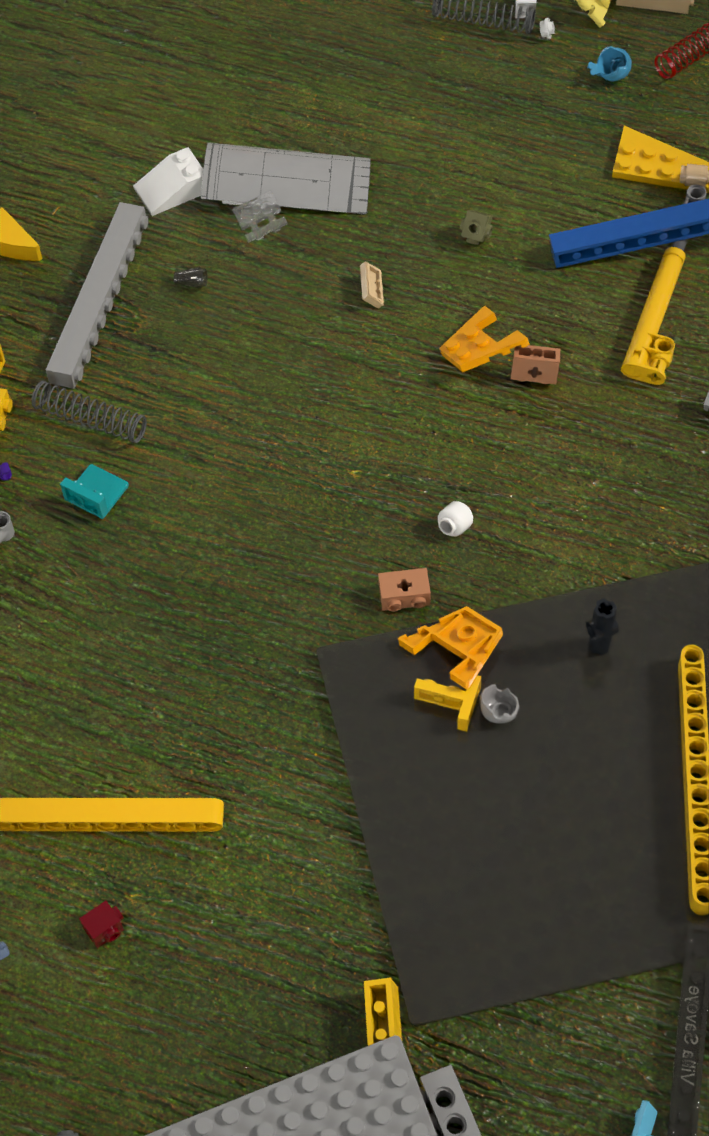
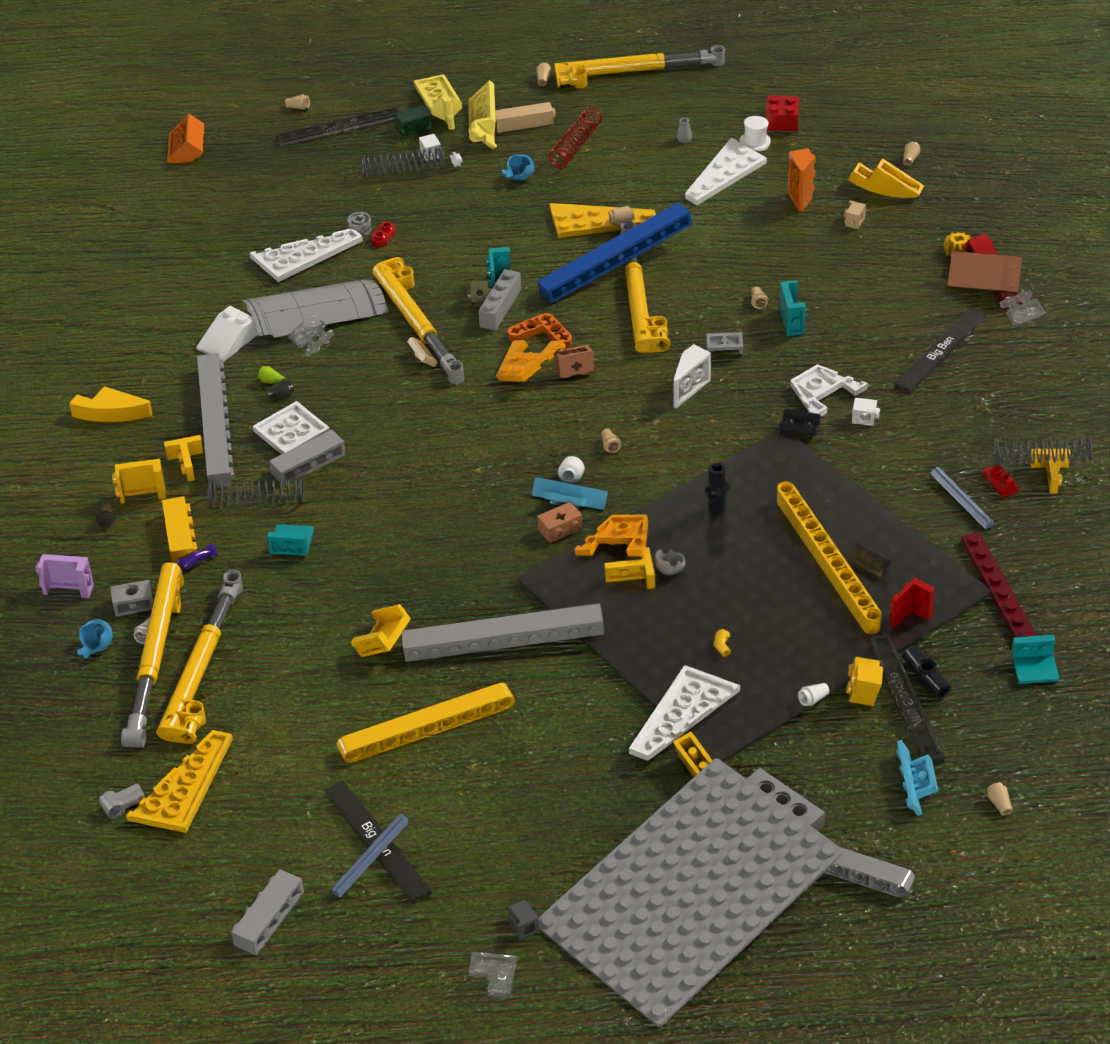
camera: 25 degrees left, 15 degrees down
(42, 323) = (183, 449): none -> yellow bracket
(102, 924) = (463, 784): dark red brick -> none
(123, 668) = (388, 627): none -> yellow panel
(170, 384) = (307, 457): none -> light grey brick
(174, 338) = (290, 428): none -> white plate
(188, 255) = (269, 375): none -> lime cone
(257, 725) = (502, 632): none -> light grey brick
(306, 101) = (303, 254): none -> white wing
(392, 79) = (360, 222): none -> light grey wheel
(392, 173) = (395, 281): none -> yellow piece
(414, 104) = (383, 234): none -> red plate
(415, 924) = (682, 707): none -> white wing
(434, 554) = (564, 492): none -> medium azure bracket
(496, 243) = (500, 299): none -> light grey brick
(501, 847) = (719, 642): none -> yellow arm
(515, 195) = (497, 261): none -> teal bracket
(522, 496) = (611, 442): none -> tan cone
(527, 296) = (540, 322): none -> orange beam
(575, 978) = (811, 694): none -> white cone
(649, 986) = (864, 681): none -> yellow brick
(662, 437) = (691, 374): none -> white slope

